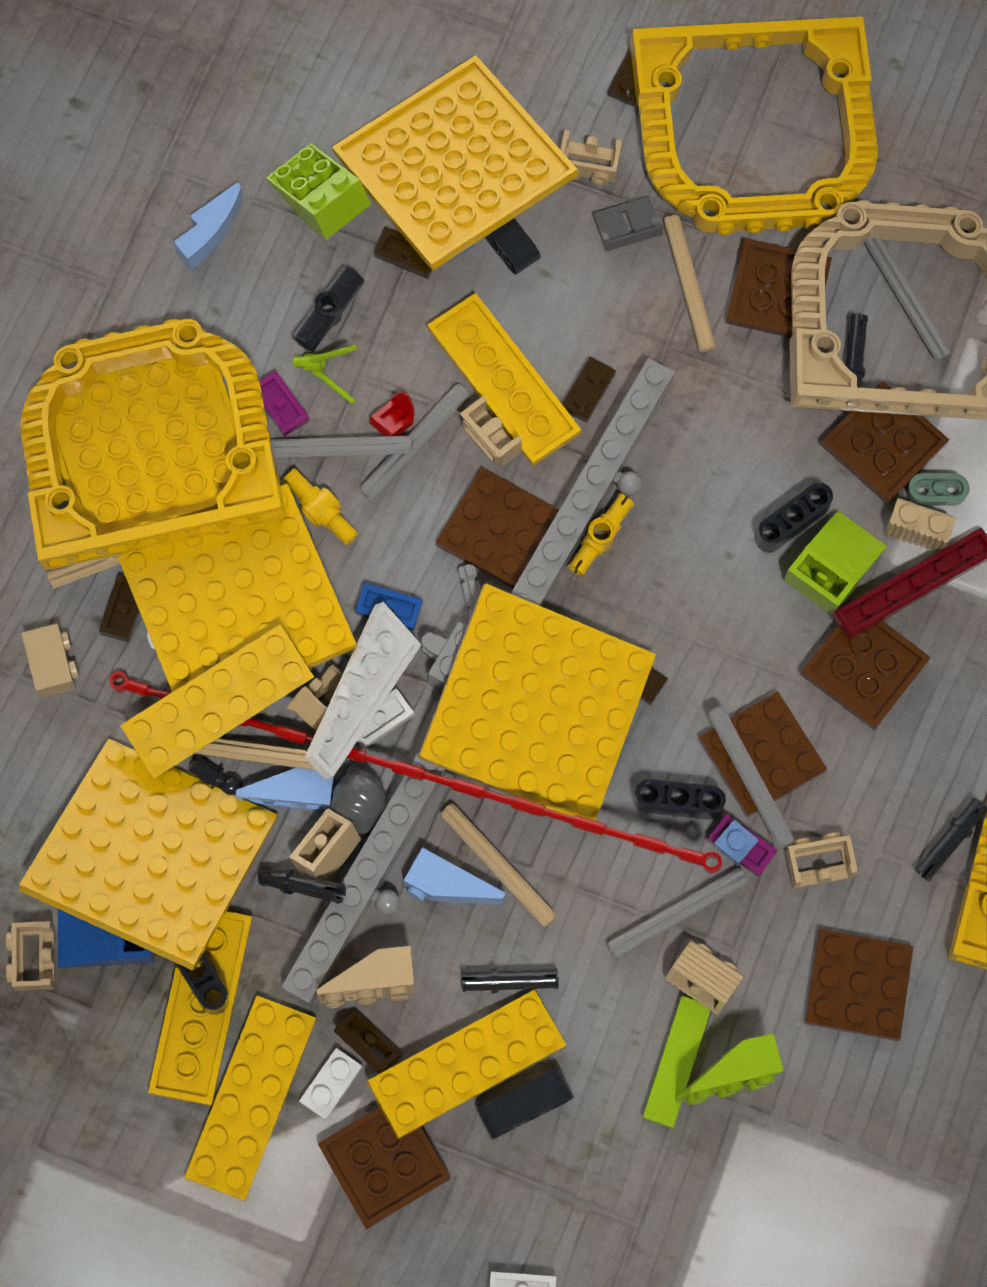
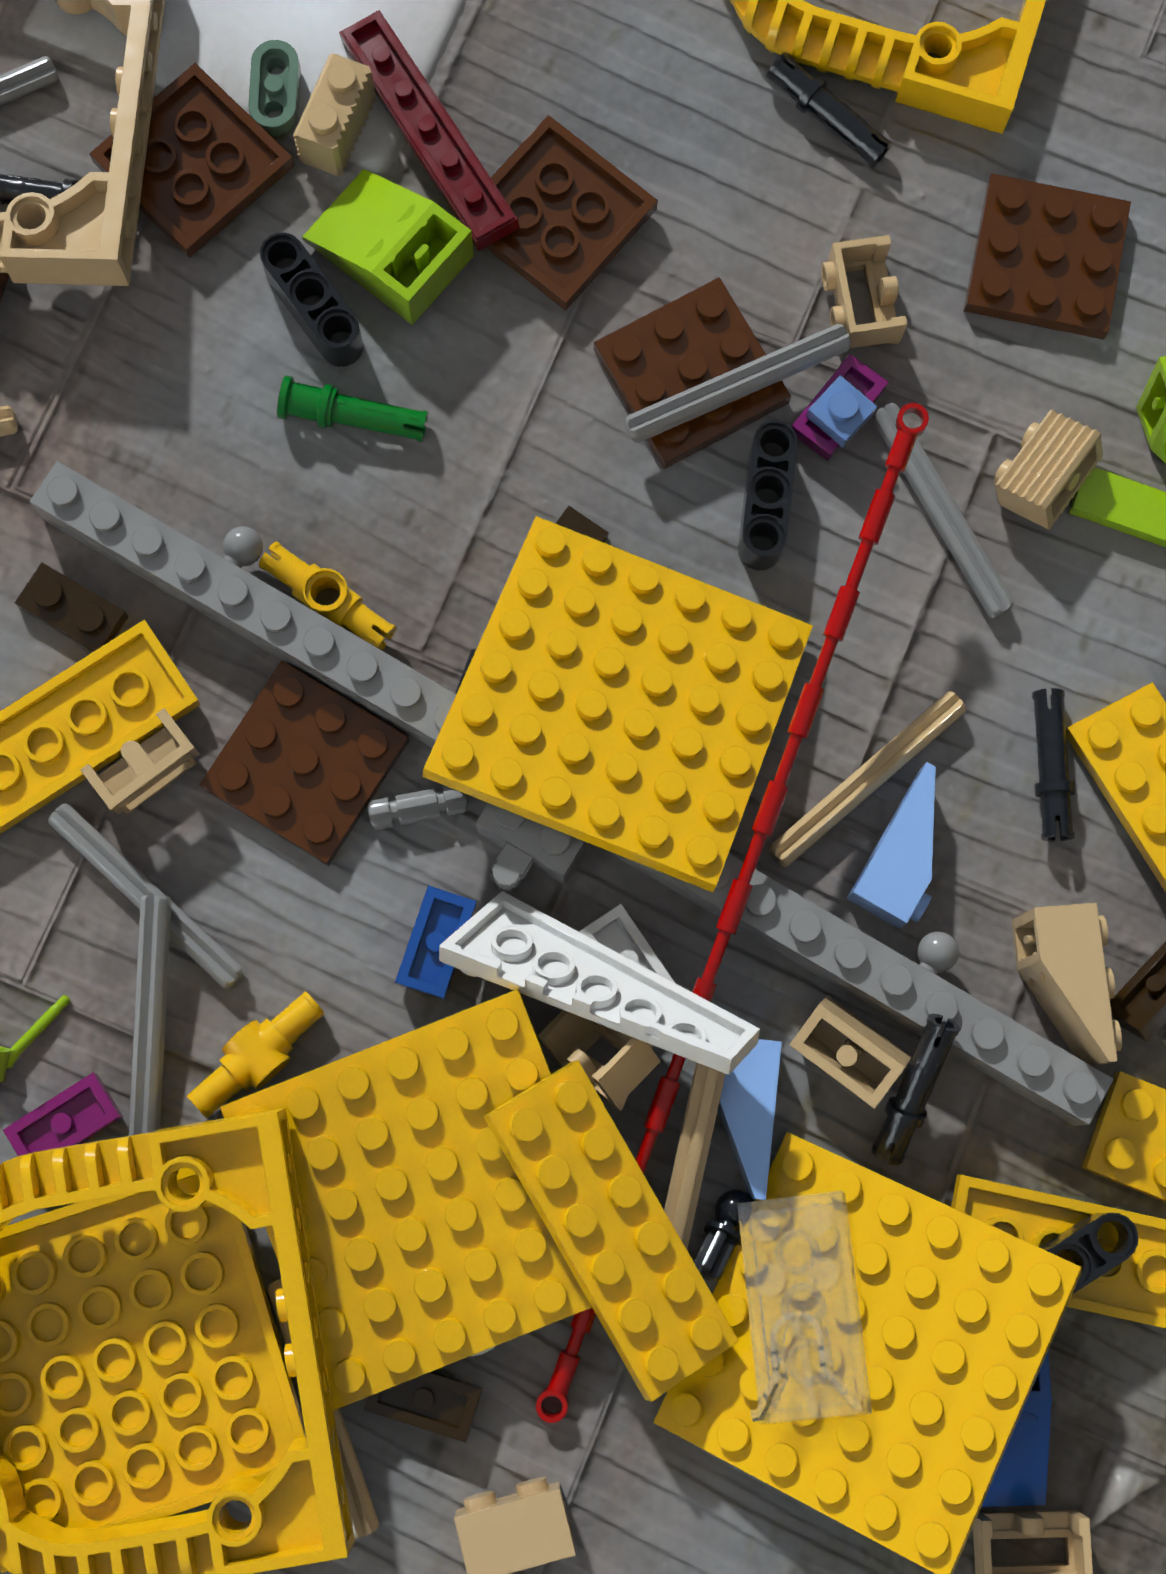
camera: 90 degrees left, 5 degrees up
(171, 813) = (803, 1309): none -> clear plate
(360, 800) = (773, 992): dark grey hair -> none
(394, 416) = (100, 926): red plate -> none
(724, 532) = (330, 407): none -> green pin

